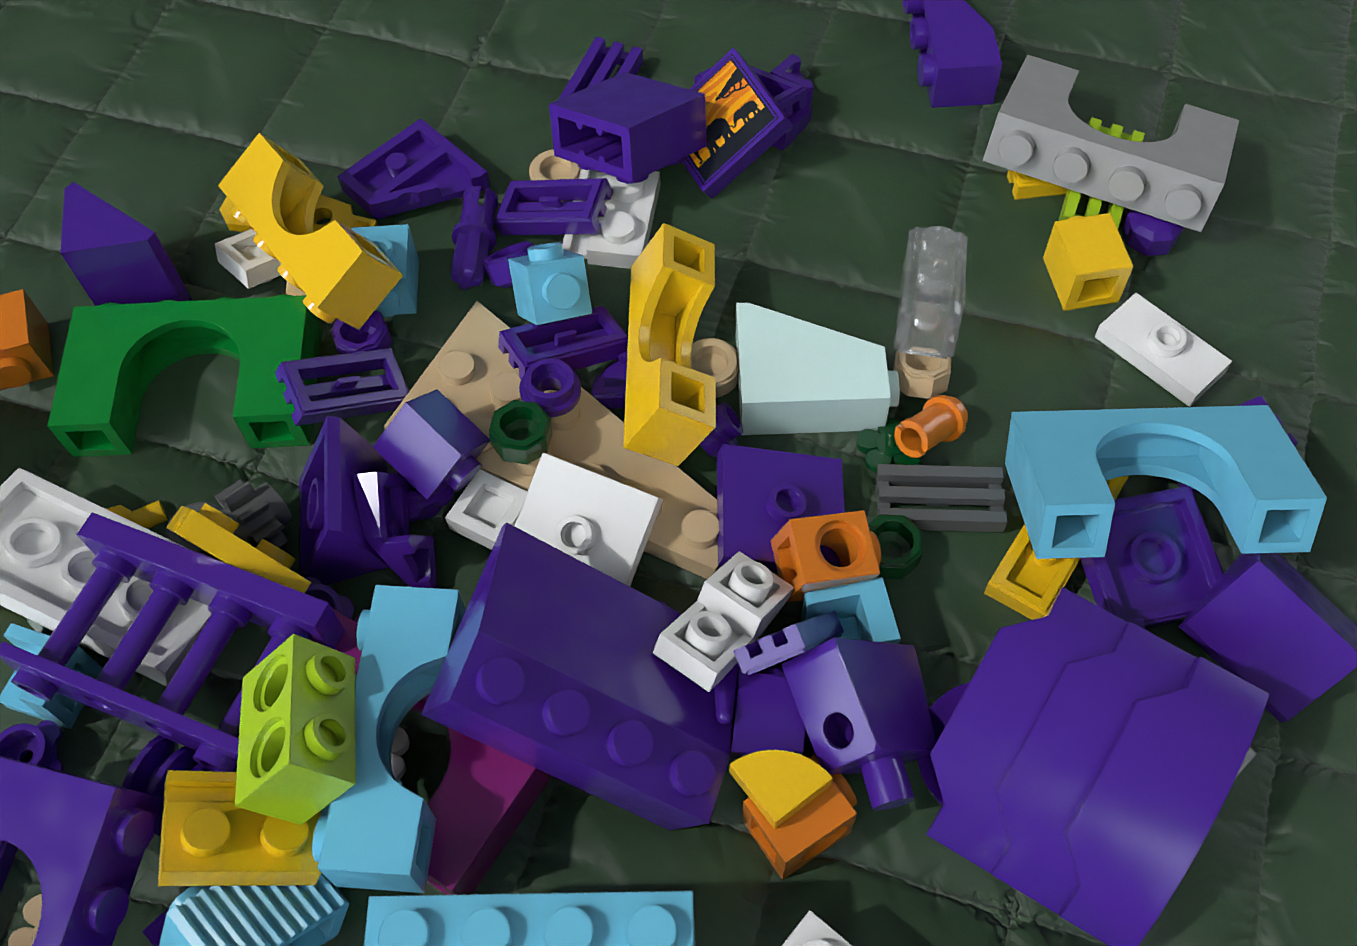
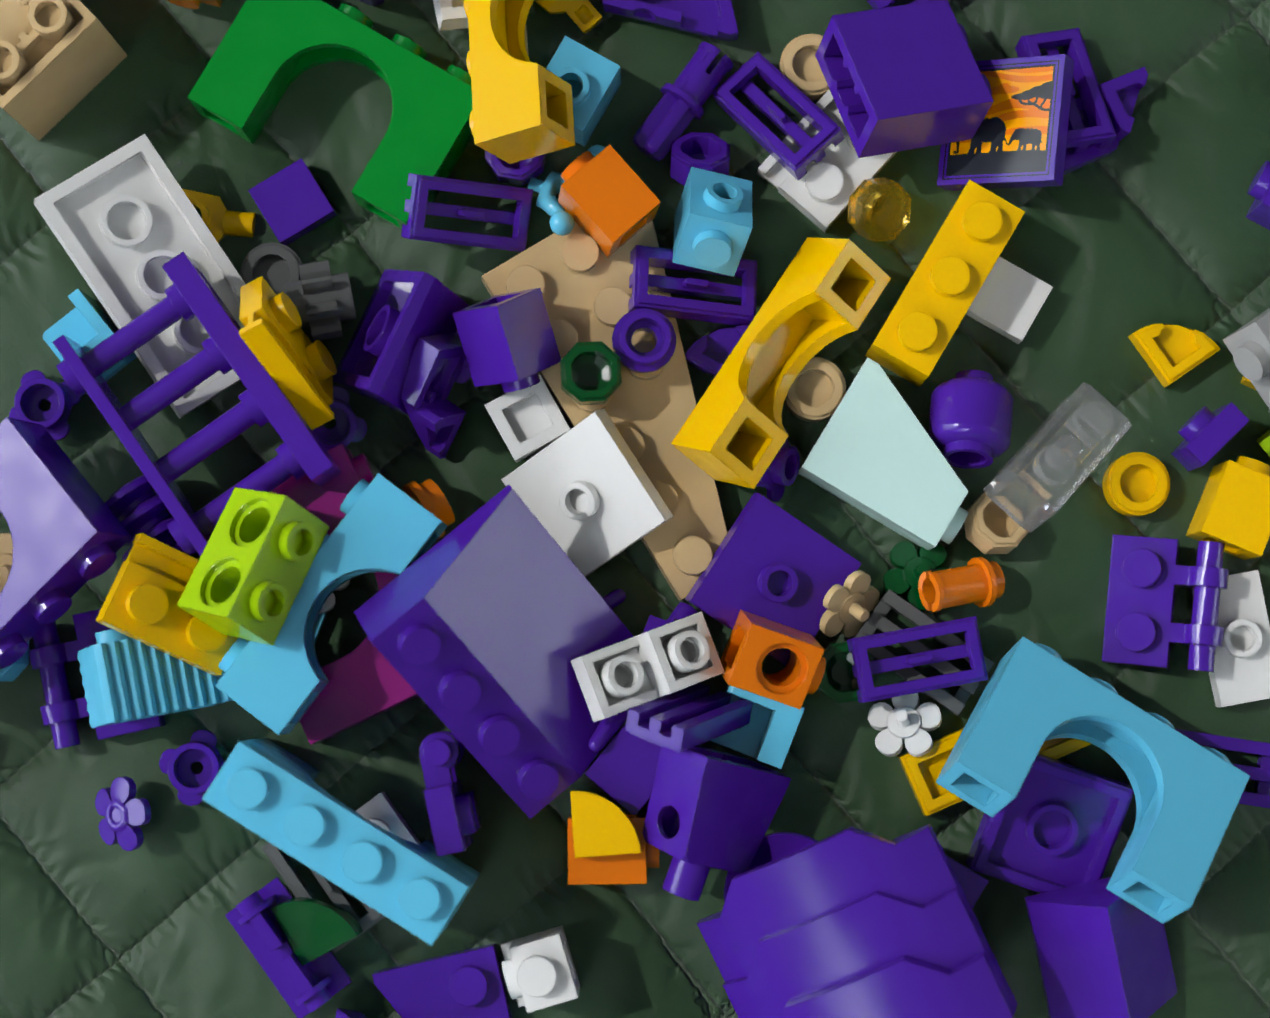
camera: 35 degrees right, 25 degrees up
(188, 470) = (292, 202): none -> dark purple tile
(420, 346) = (560, 221): none -> medium azure piece
(455, 311) = (607, 198): none -> orange brick
(623, 857) = (451, 812): none -> dark purple plate
(674, 212) = (879, 209): none -> clear yellow tile
(757, 231) = (945, 283): none -> yellow brick
(810, 233) = (1009, 300): none -> white tile
(848, 305) = (971, 419): none -> dark purple head
(855, 489) = (848, 605): none -> tan plant
(911, 522) = (864, 669): none -> dark purple tile
(950, 202) = (1172, 349): none -> yellow tile
(968, 559) = (904, 724): none -> white plant
(1000, 294) = (1136, 484): none -> yellow tile
(1023, 228) = (1207, 433): none -> dark purple plate
(1073, 359) = (1143, 601): none -> dark purple plate

